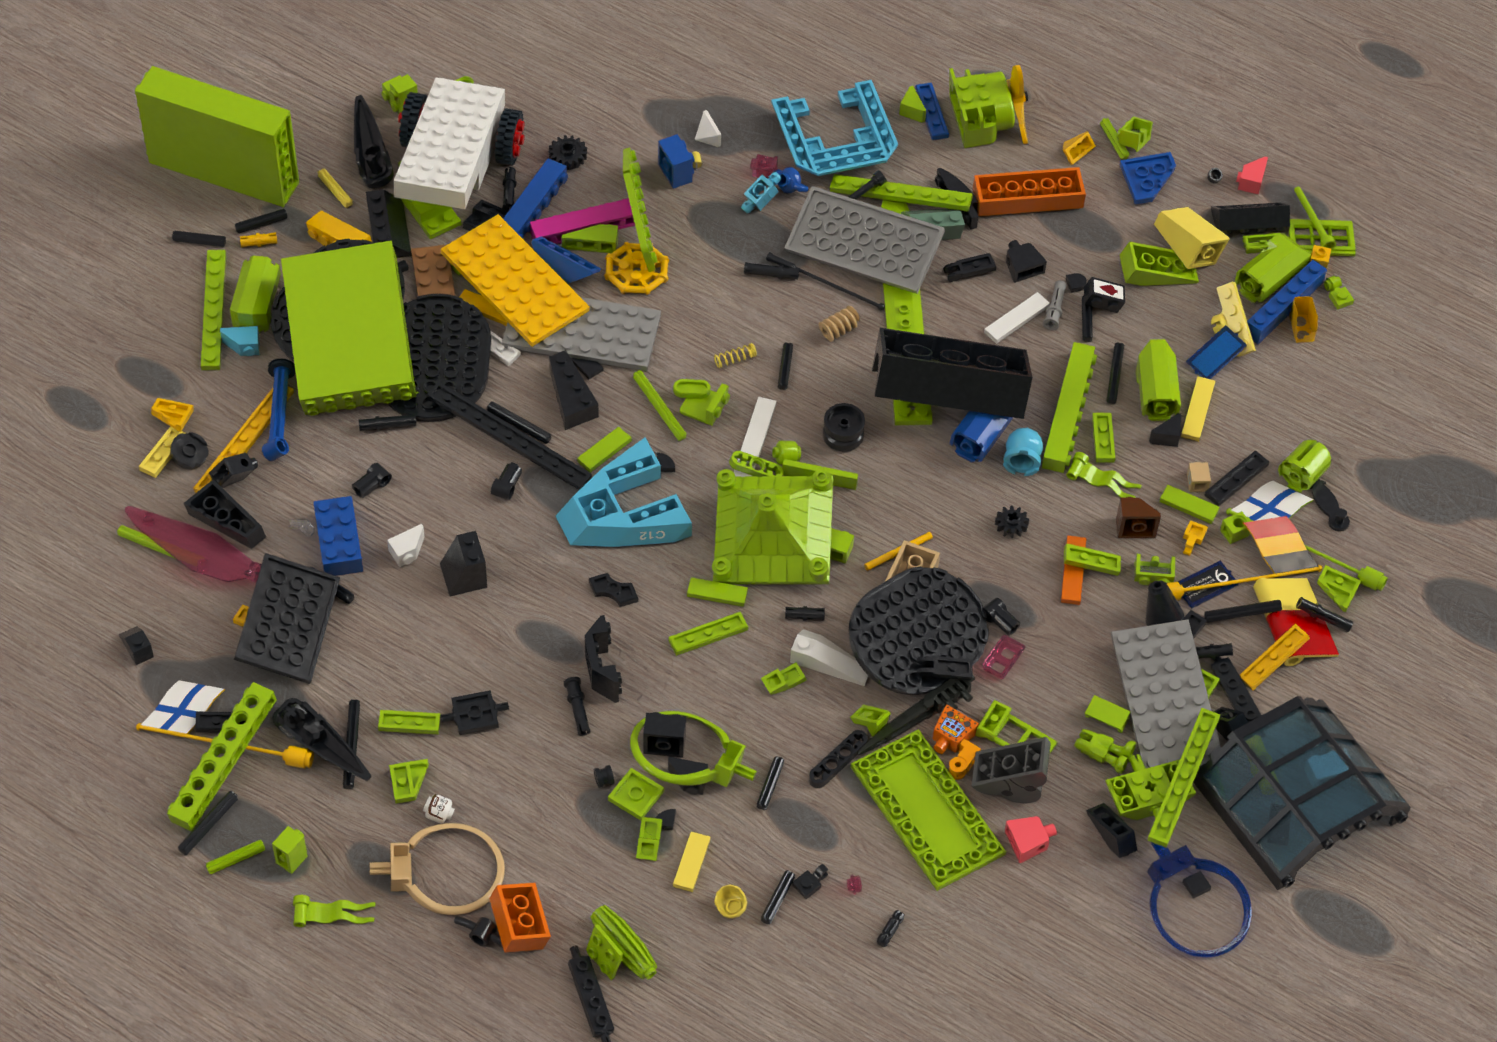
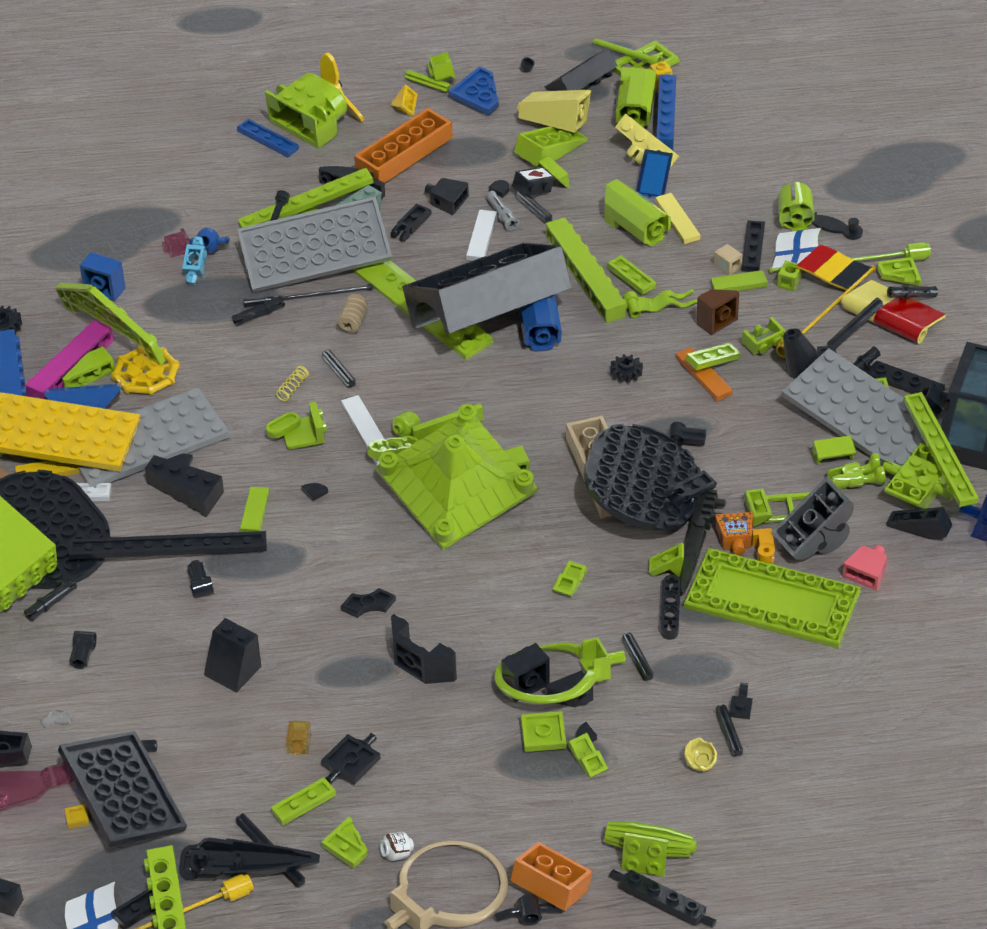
camera: 35 degrees left, 10 degrees down
(338, 536) = (97, 703): blue brick -> none
(406, 545) = (163, 677): white slope -> none
(453, 667) = (298, 737): none -> clear yellow brick
(519, 422) = (176, 530): black axle -> none
(575, 698) = (422, 696): black pin -> none
(597, 520) = (303, 558): medium azure piece -> none
(604, 776) = (505, 735): black wheel -> none
(659, 405) = (267, 453): lime axle -> none
(691, 861) = (637, 750): light yellow tile -> none
(708, 131) = (104, 243): white slope -> none
(708, 633) = (476, 586): lime tile -> none
(717, 592) = (453, 553): lime tile -> none
(805, 613) = (537, 524): black pin -> none
(824, 656) = (588, 545): white wedge -> none
(843, 427) = (433, 379): black wheel -> none
(854, 884) = (776, 682): clear pink plate -> none
(873, 145) = (244, 175): medium azure slope -> none
(890, 928) = (835, 694): black axle -> none
(893, 553) = (560, 443): yellow bar -> none
(912, 106) = (252, 141): lime slope -> none
(995, 656) = (718, 449): clear pink piece -> none
(1023, 452) = (587, 315): medium azure tile -> none
(1115, 373) = (593, 229): black axle -> none
(1133, 296) = (557, 171): none -> lime slope
(1167, 432) = (676, 244): black slope -> none
(1194, 534) = (766, 298): yellow plate -> none
(1212, 574) = (804, 317): piece -> none
(1252, 175) = (555, 49): coral slope -> none
(1257, 247) = (608, 90): lime tile -> none
(1274, 657) = (909, 338): yellow tile -> none
(1304, 308) = (691, 116): yellow piece -> none
(1339, 296) = (698, 91): lime plate -> none

